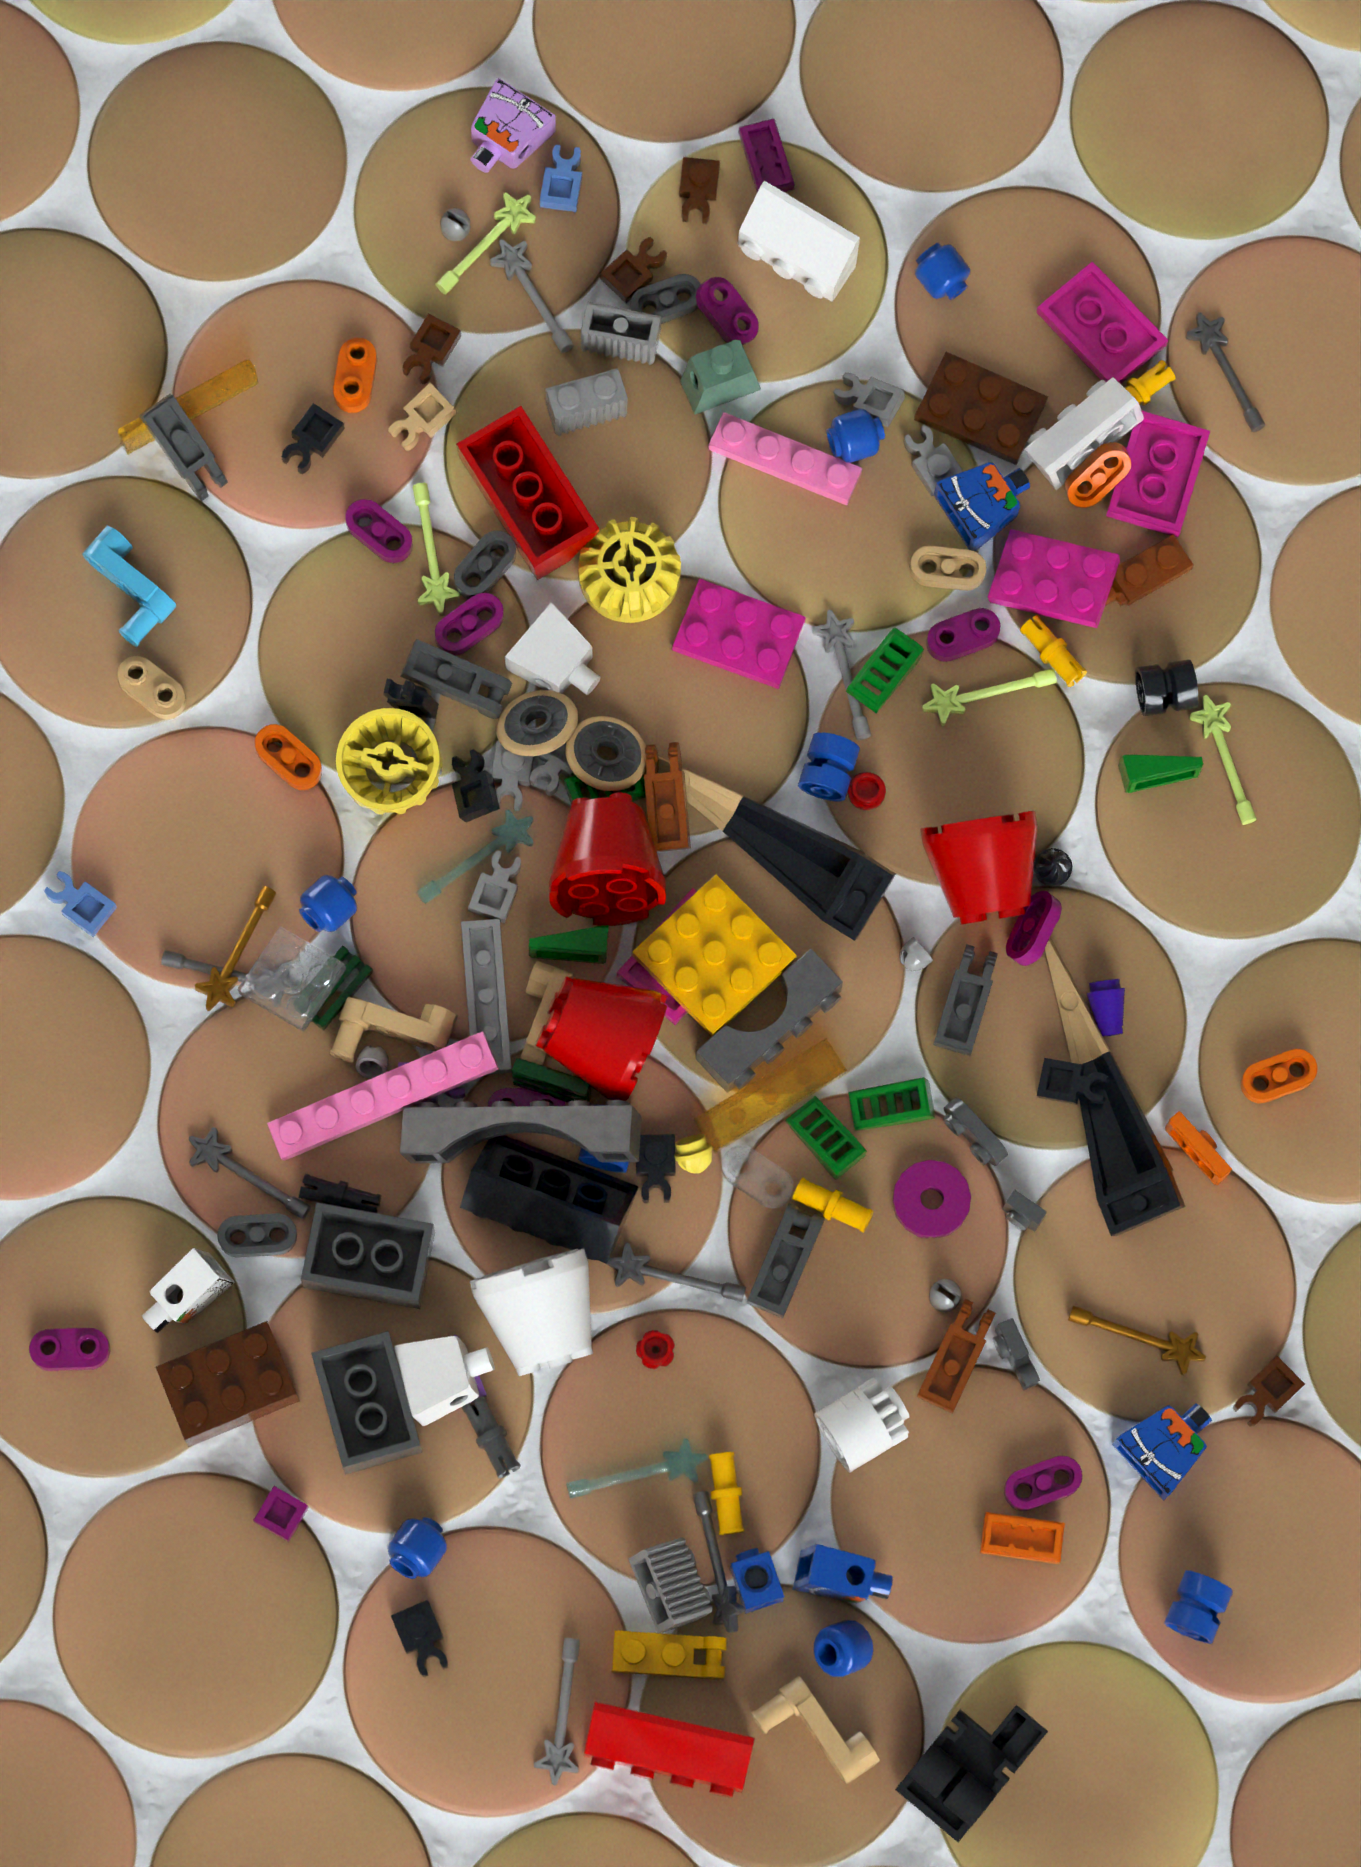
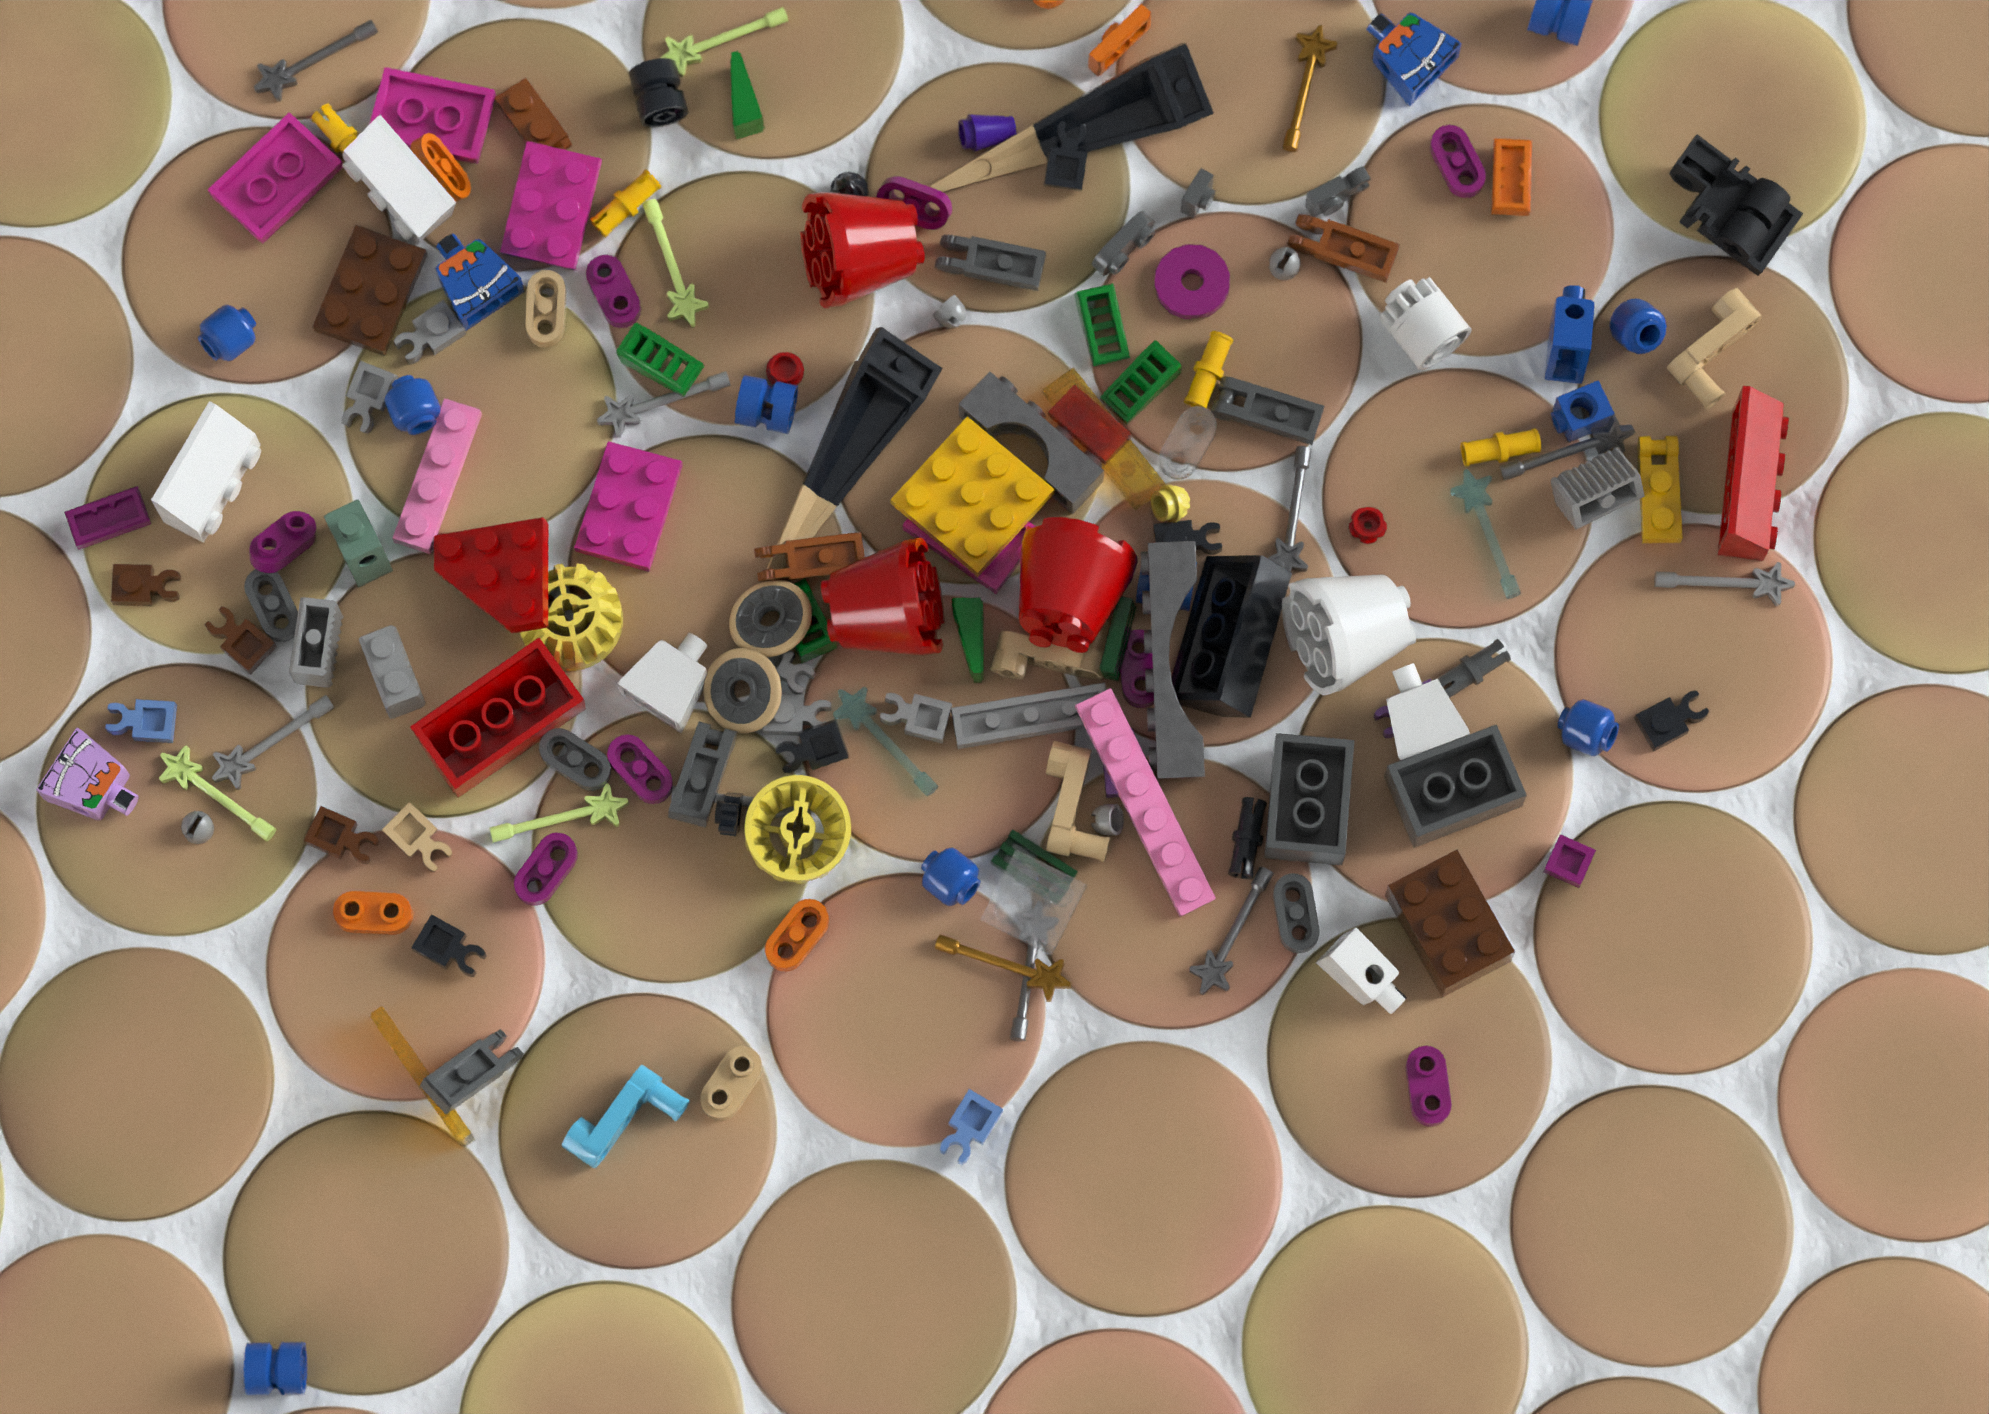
camera: 90 degrees left, 0 degrees up
(675, 503) = (500, 570): none -> red plate
(780, 1077) = (1089, 424): none -> clear red plate

